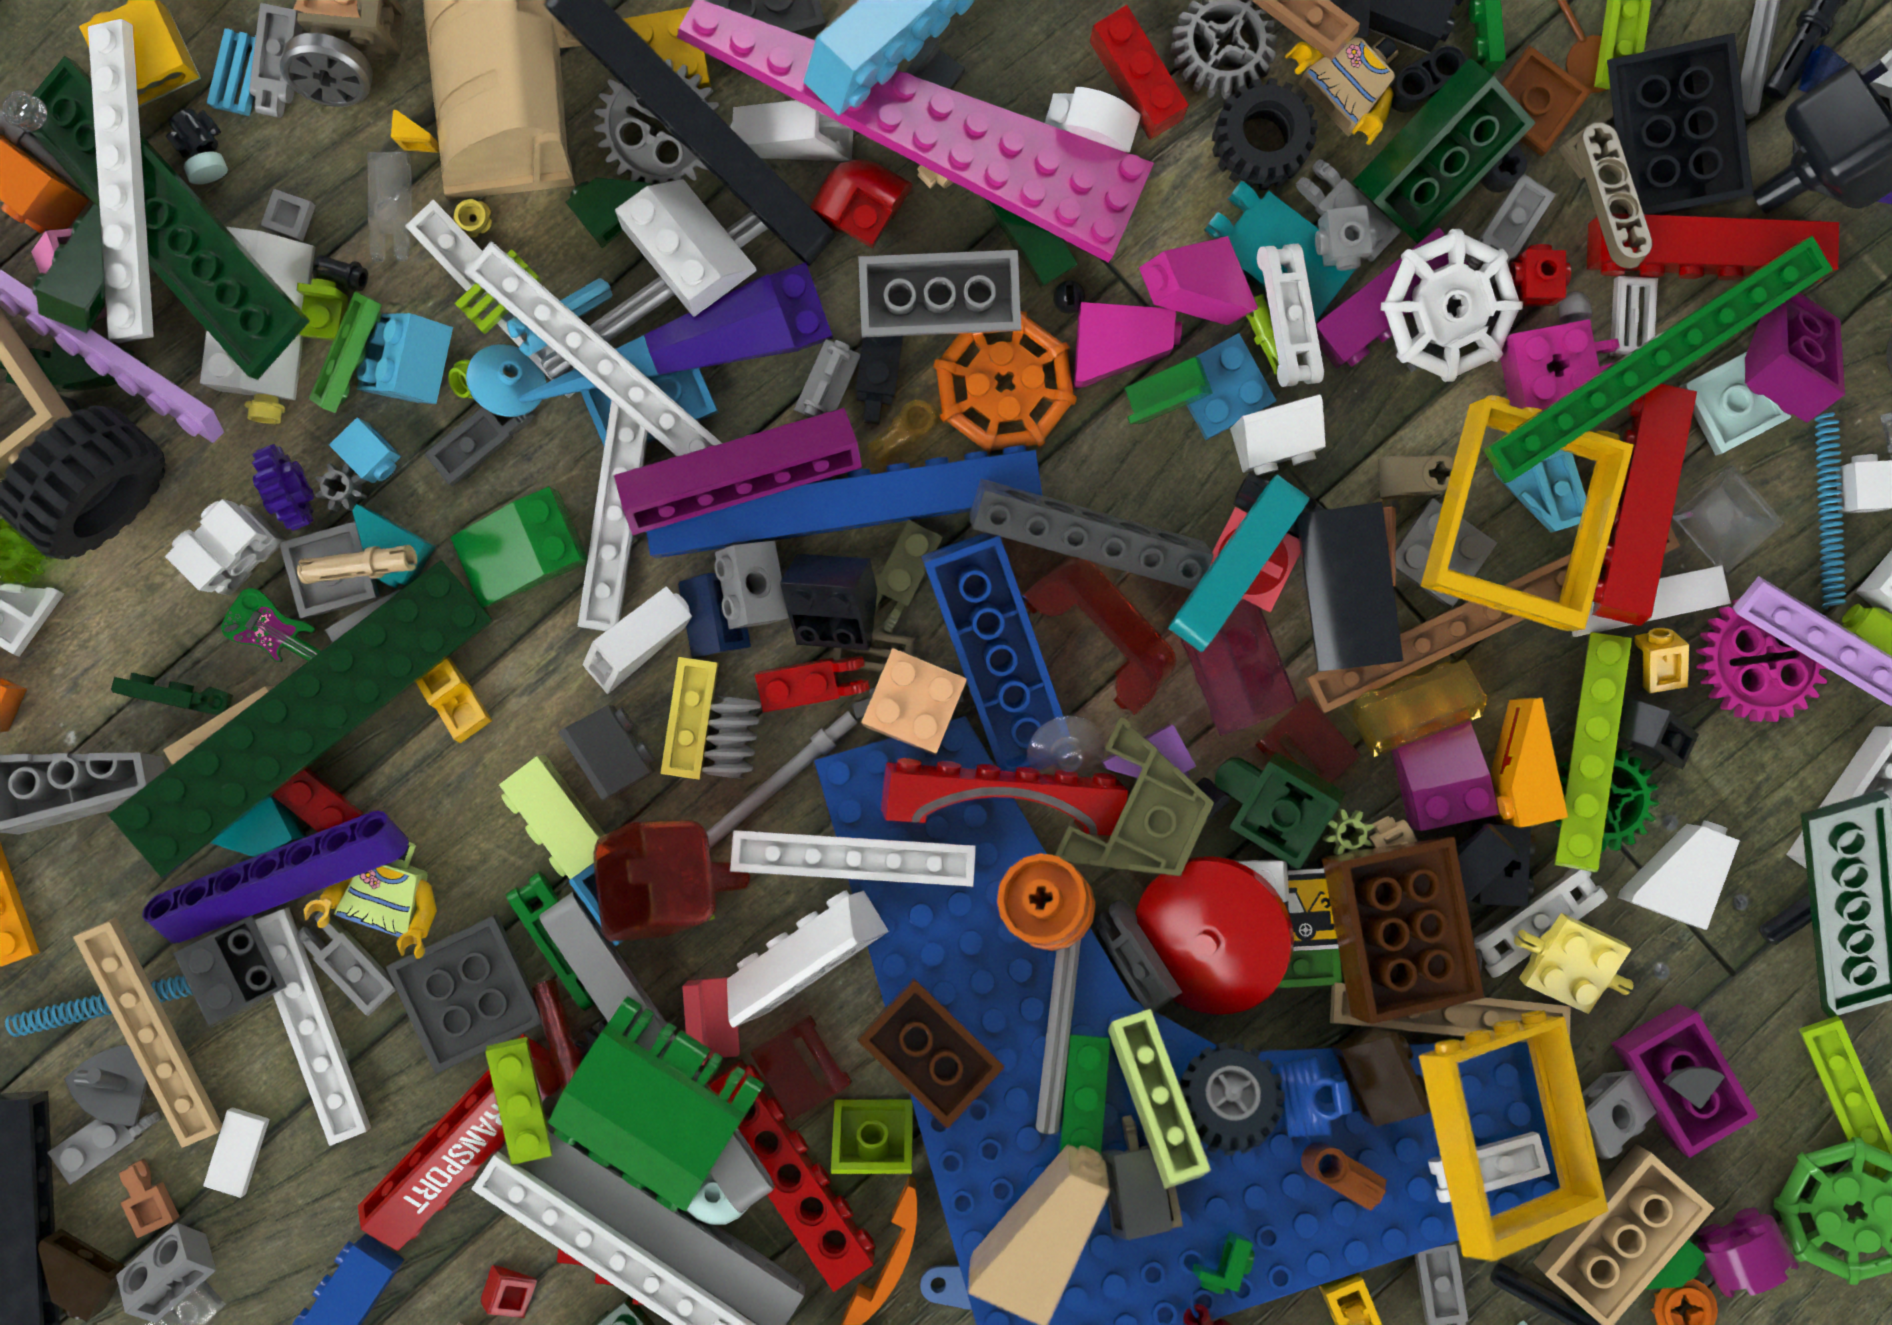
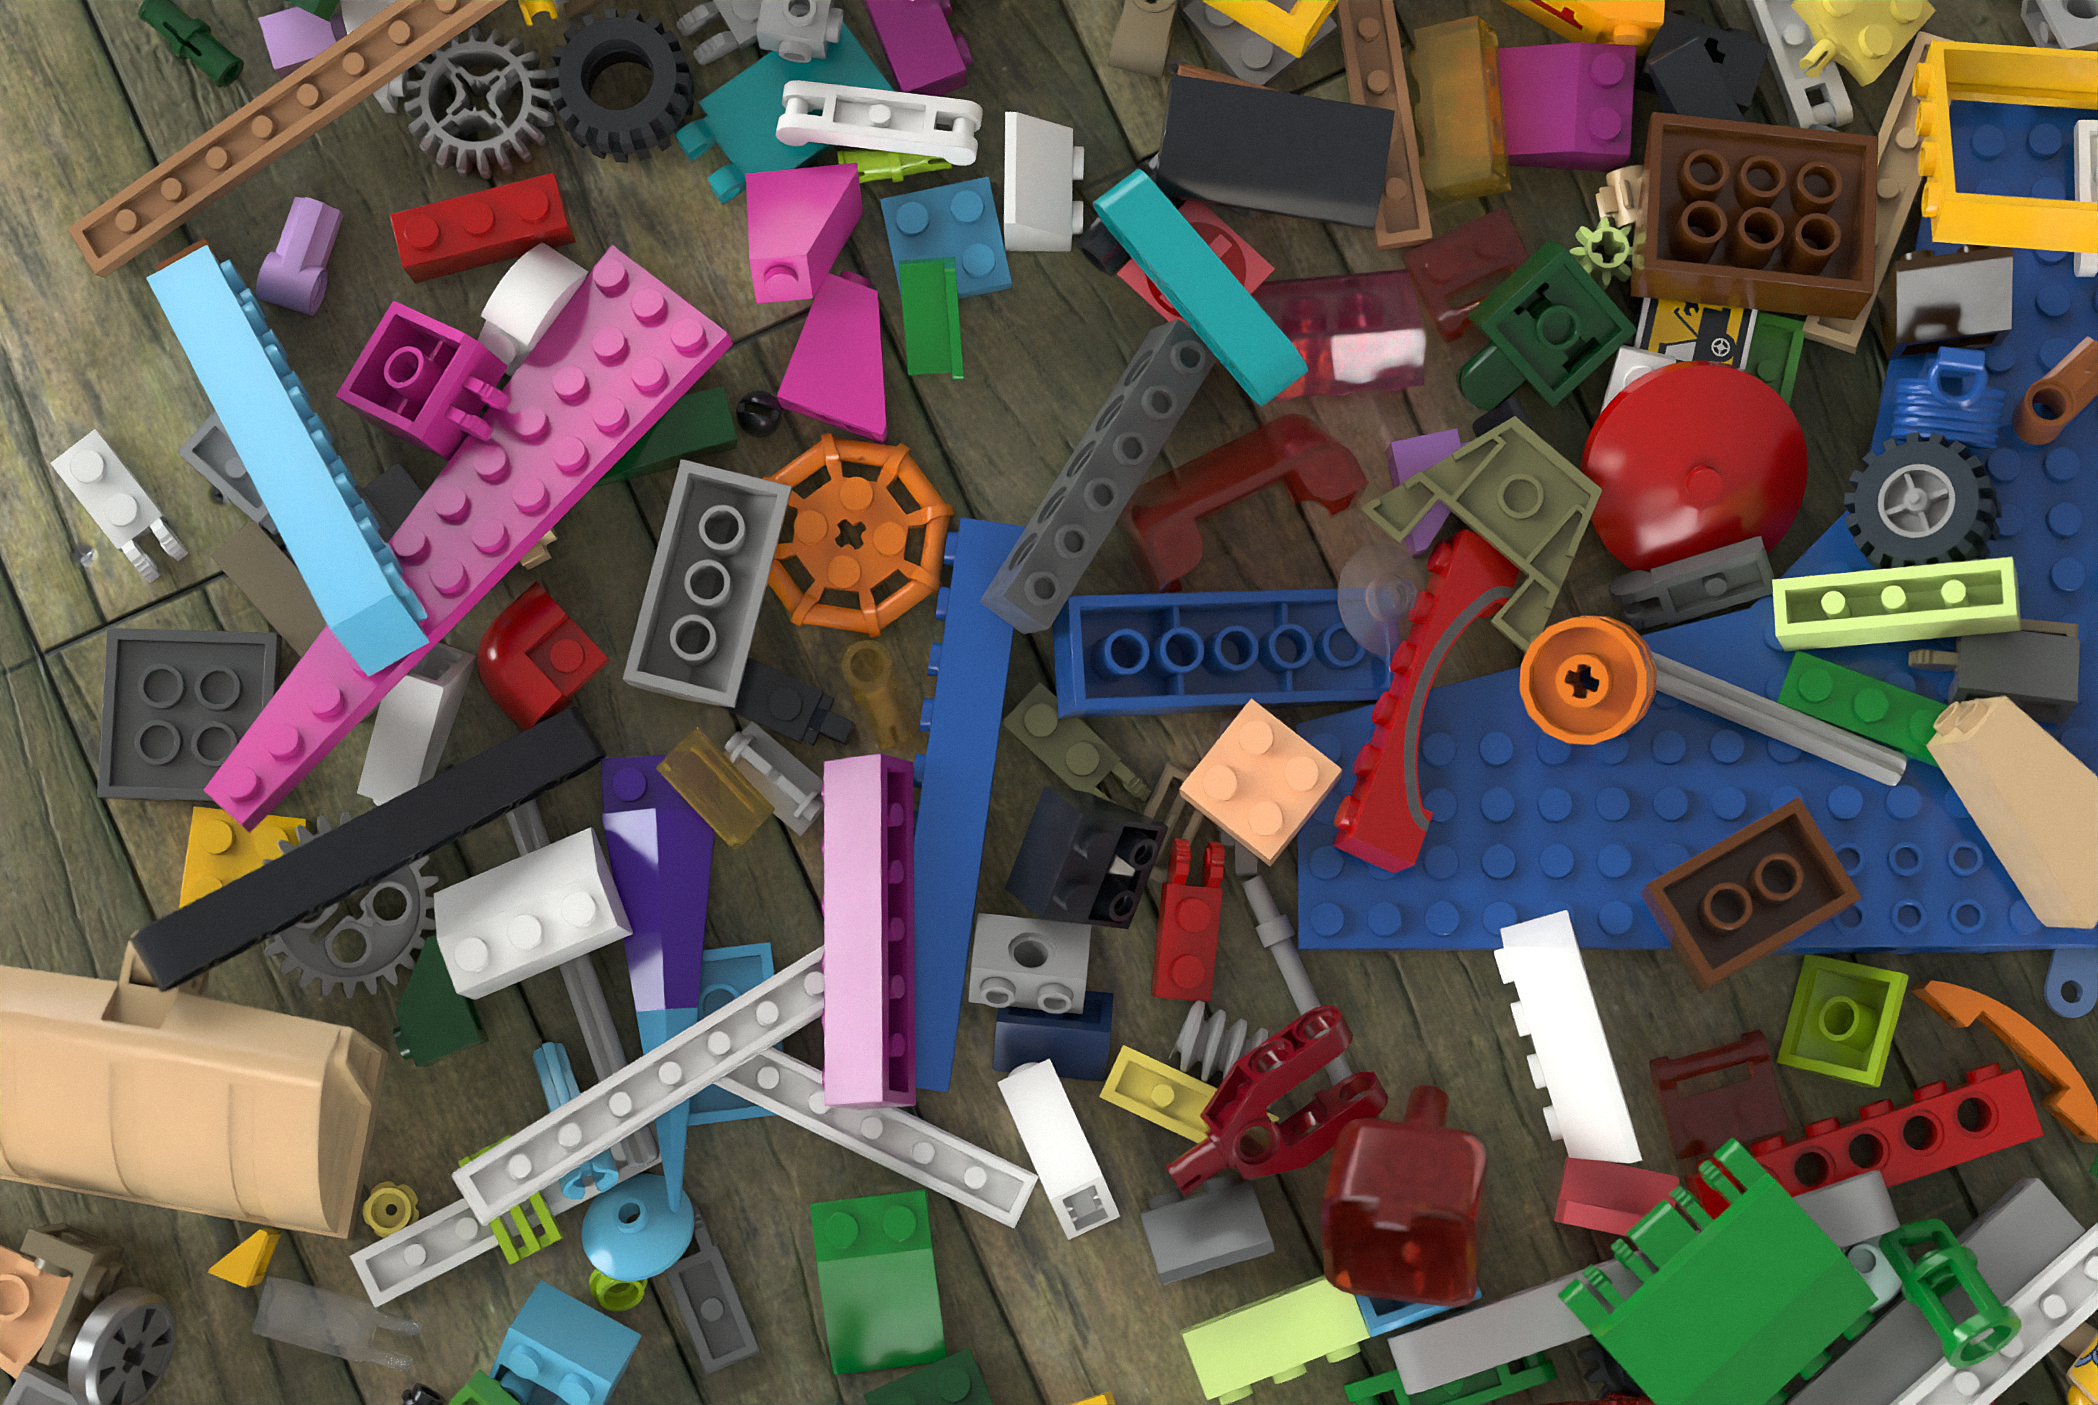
camera: 80 degrees left, 5 degrees down
(684, 750) = (1236, 1116): none -> dark red piece
(717, 1247) = (1941, 1274): none -> green piece
(806, 342) = (715, 788): none -> clear yellow tile
(852, 858) = (1452, 929): white plate -> none
(1019, 64) = (424, 382): none -> dark pink hinge

